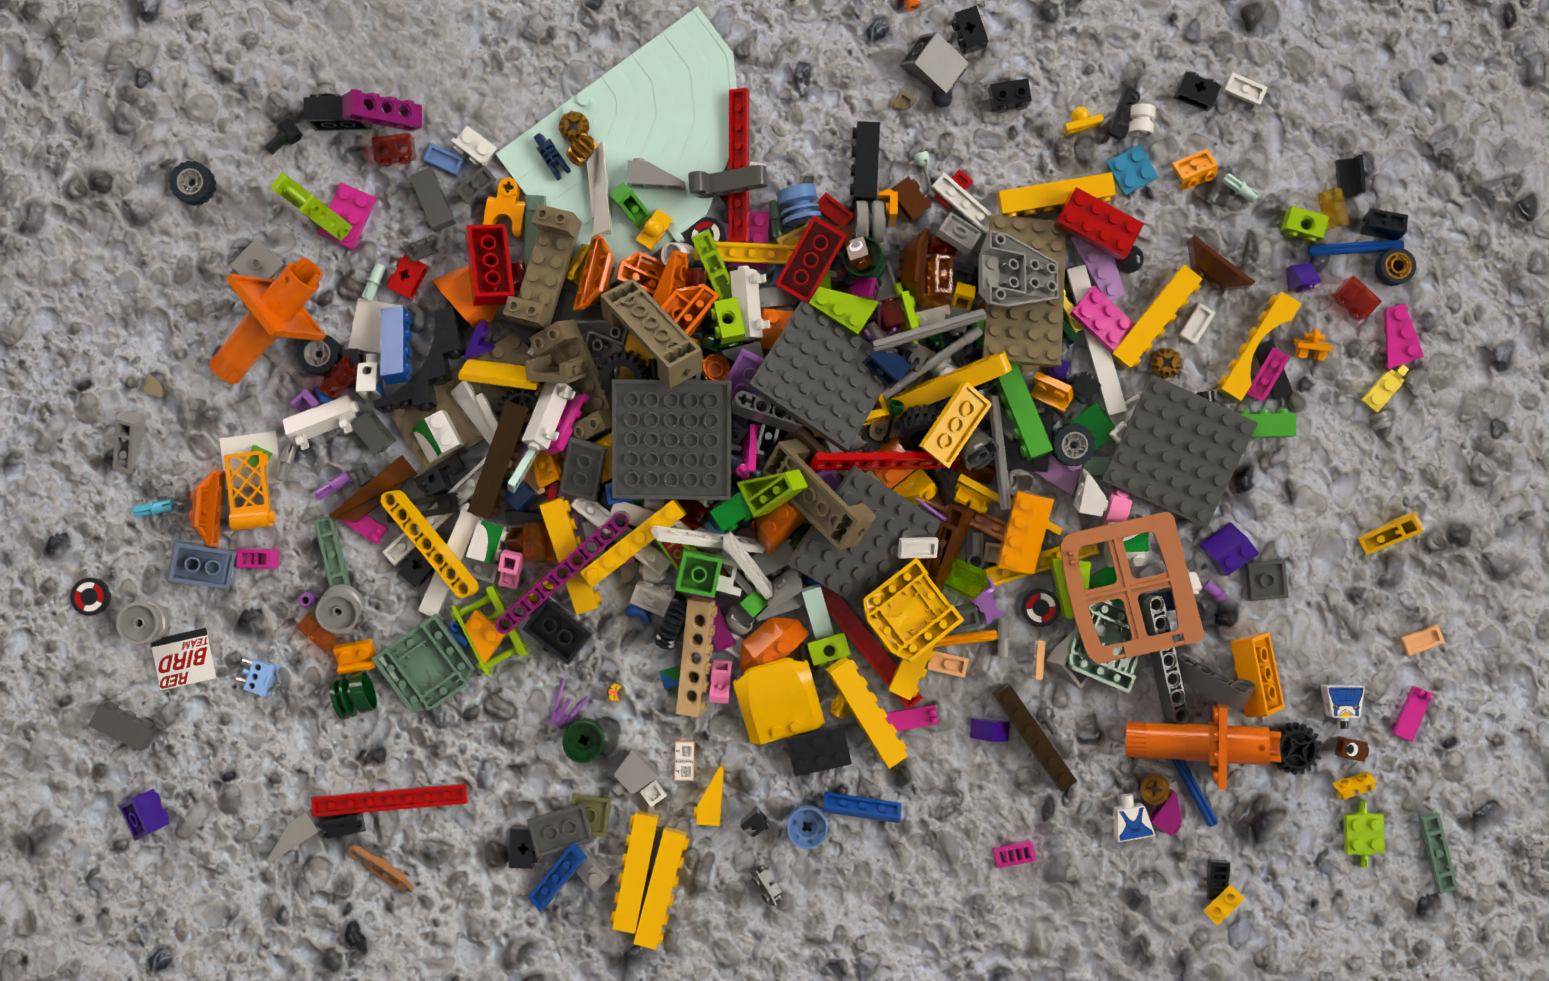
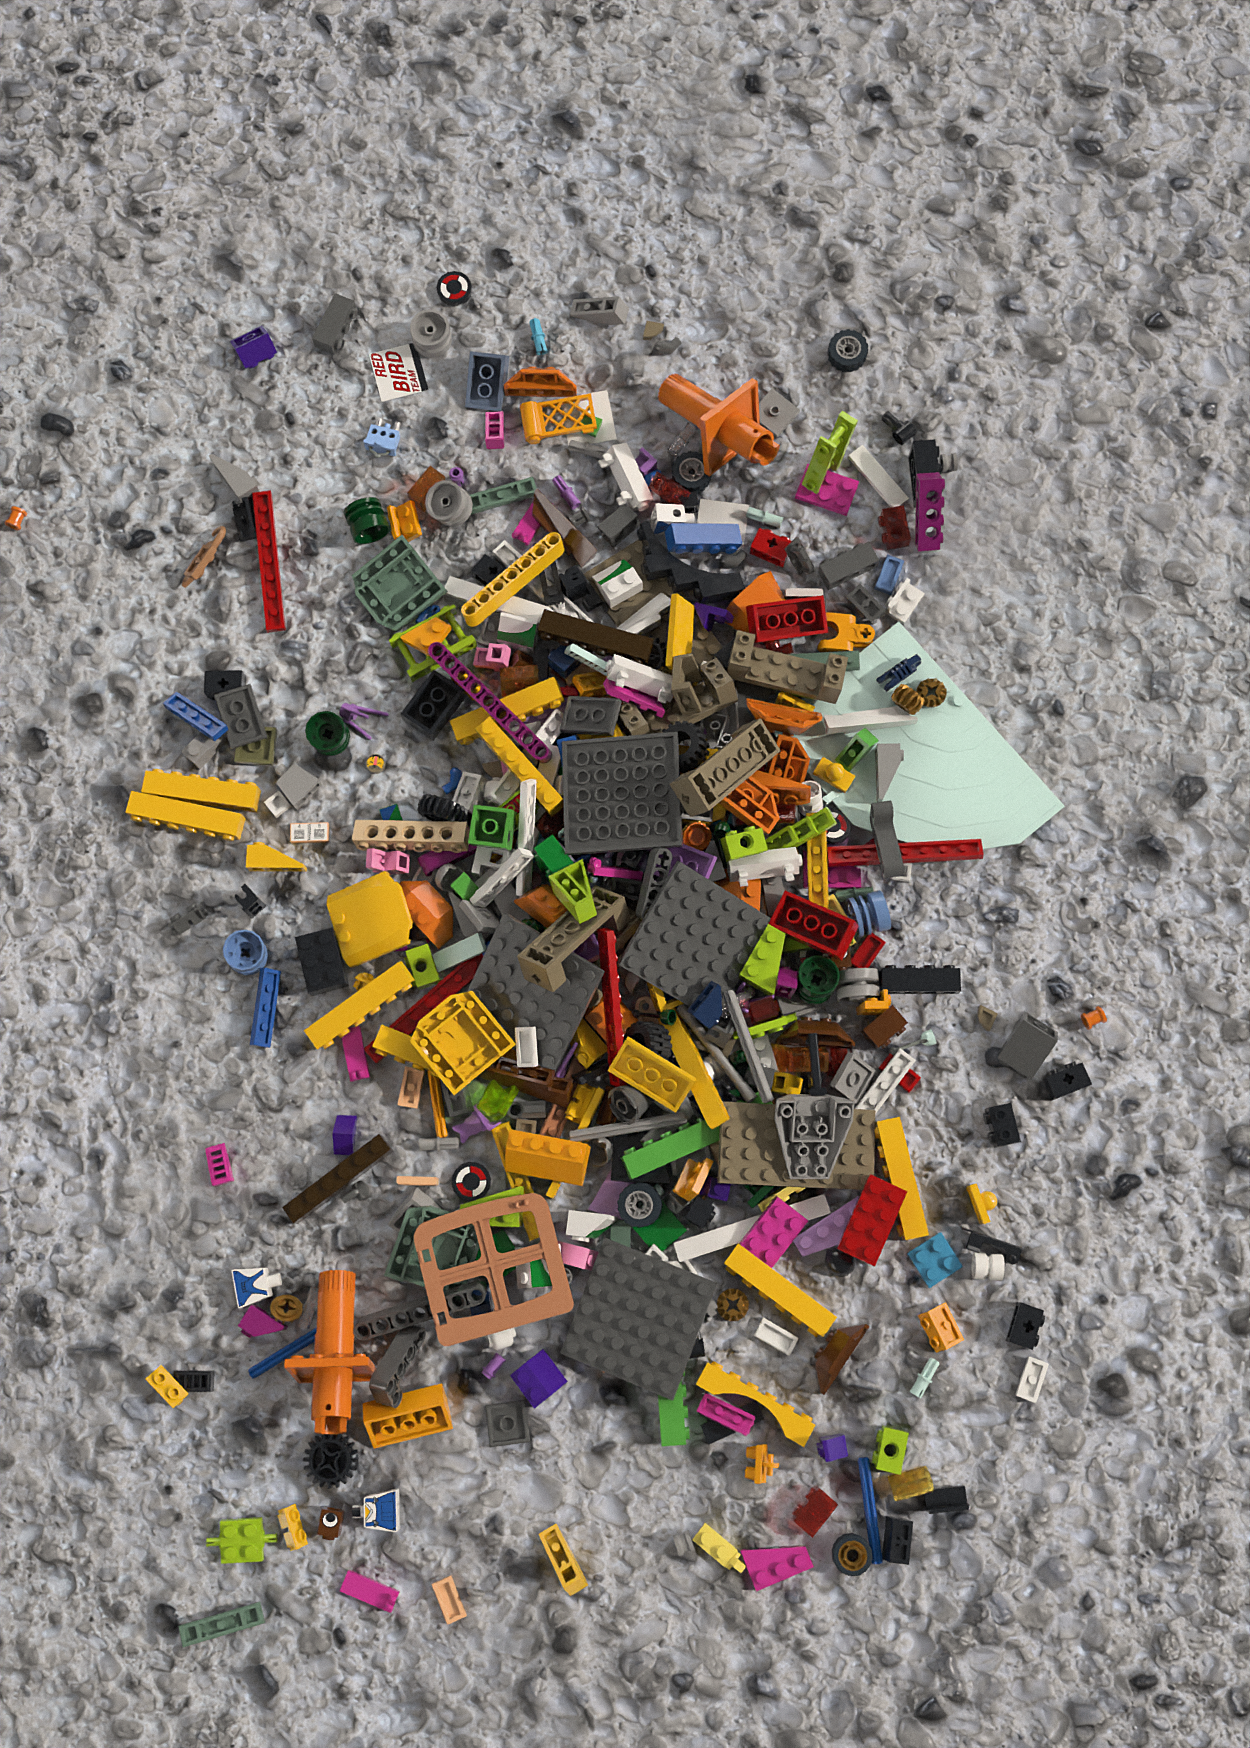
camera: 85 degrees right, 10 degrees down
(176, 372) = (667, 348): none -> dark grey arm
(337, 162) = (878, 477): none -> white tile
(458, 247) = (803, 592): none -> white tile
(858, 253) = (821, 970): reddish brown brick -> none
(961, 268) = (815, 1076): none -> black piece

